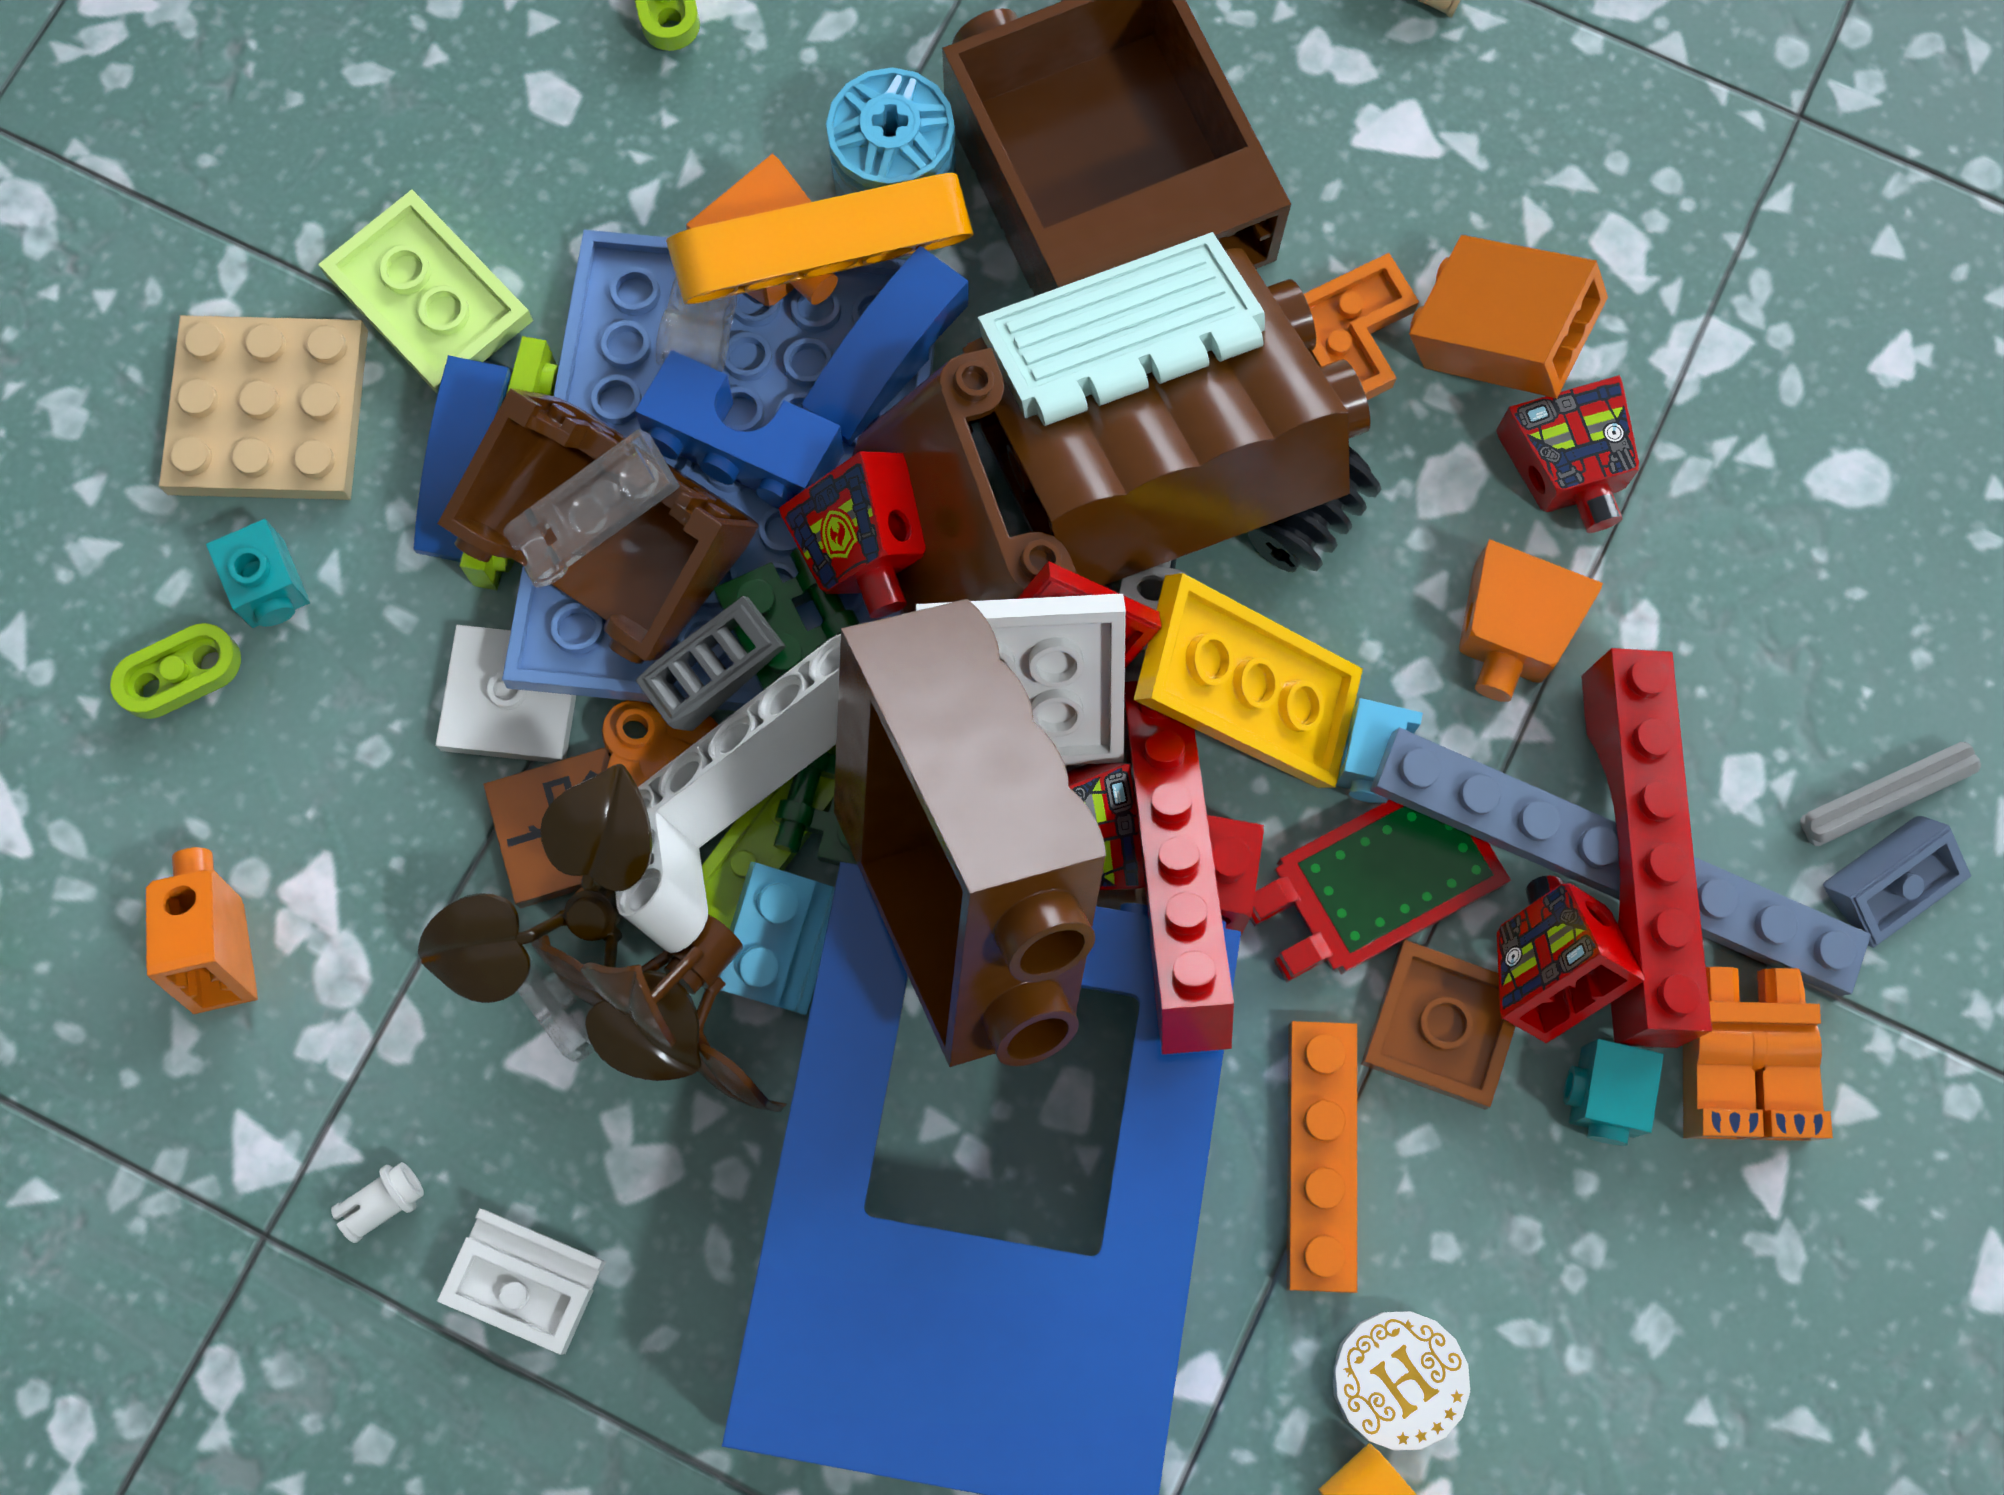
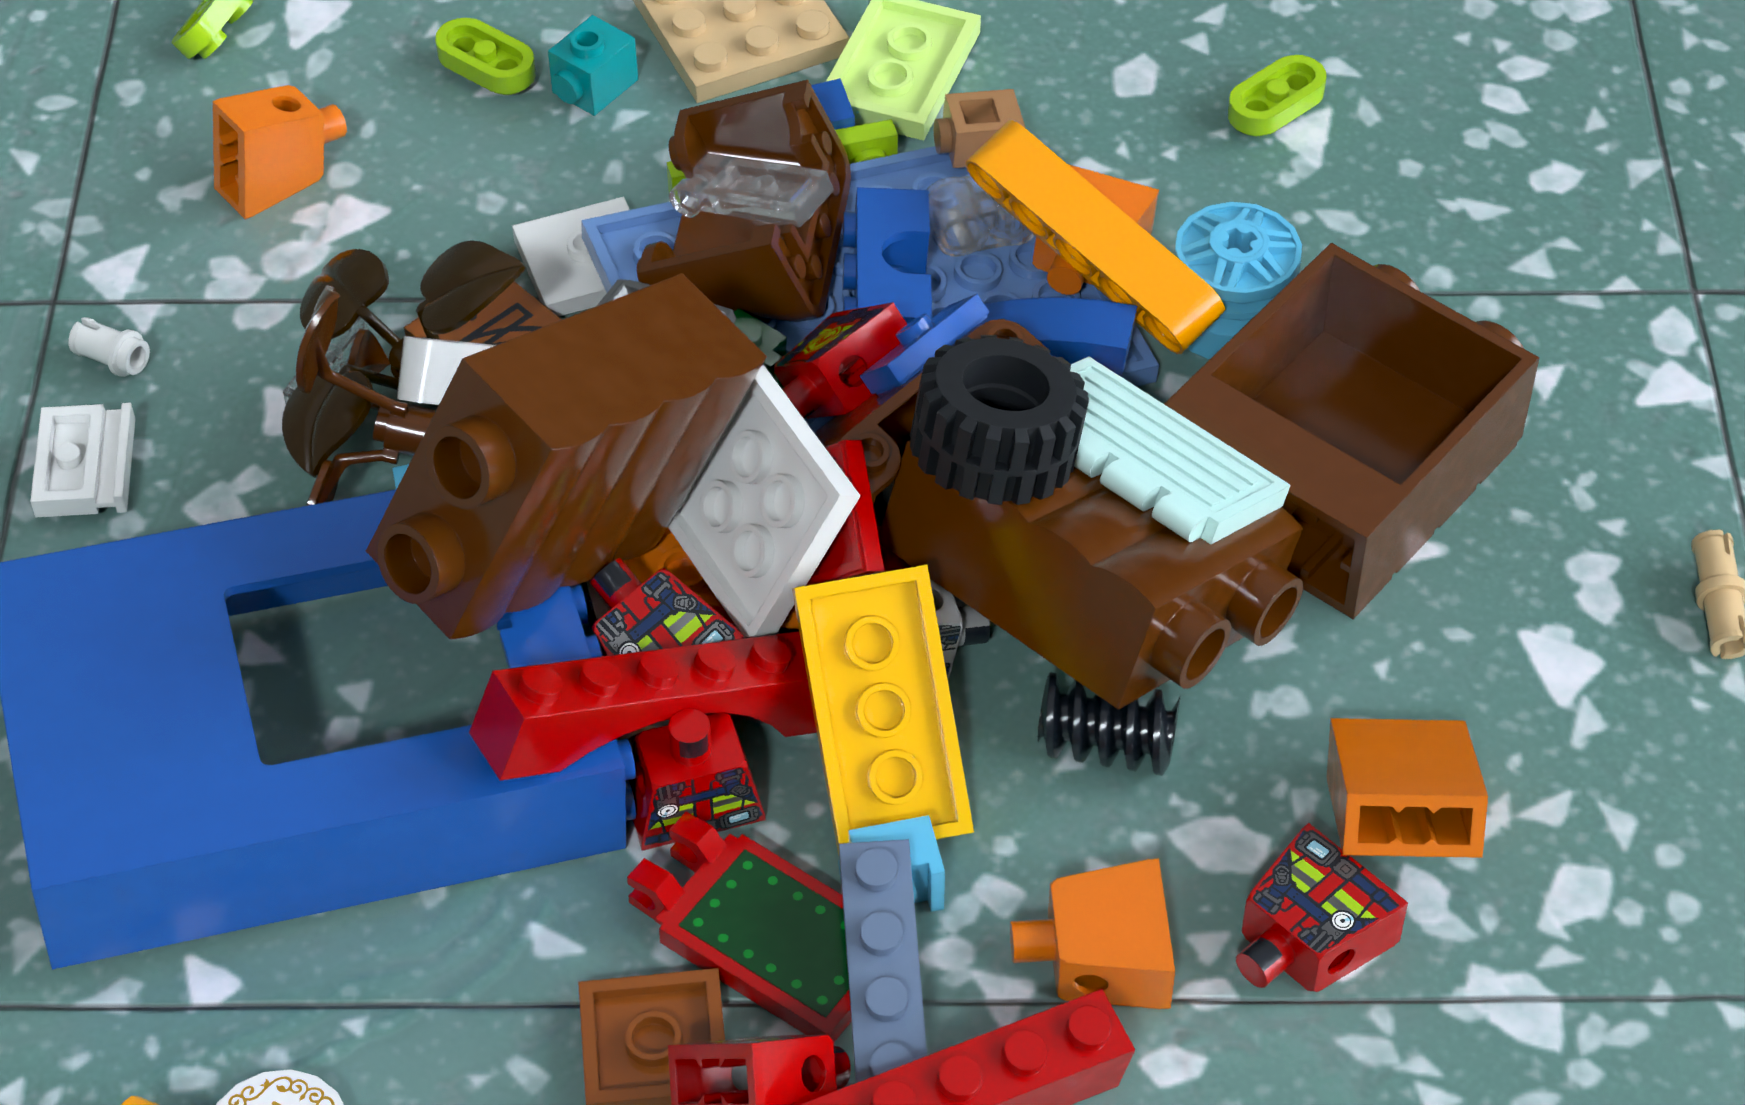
camera: 65 degrees right, 25 degrees down
(593, 264) = (971, 120): none -> medium nougat brick
(918, 449) = (920, 341): none -> blue plate
(1093, 388) = (998, 419): none -> black tyre
(1322, 1157) = (468, 991): orange plate -> none
(1353, 309) = (1312, 675): orange plate -> none

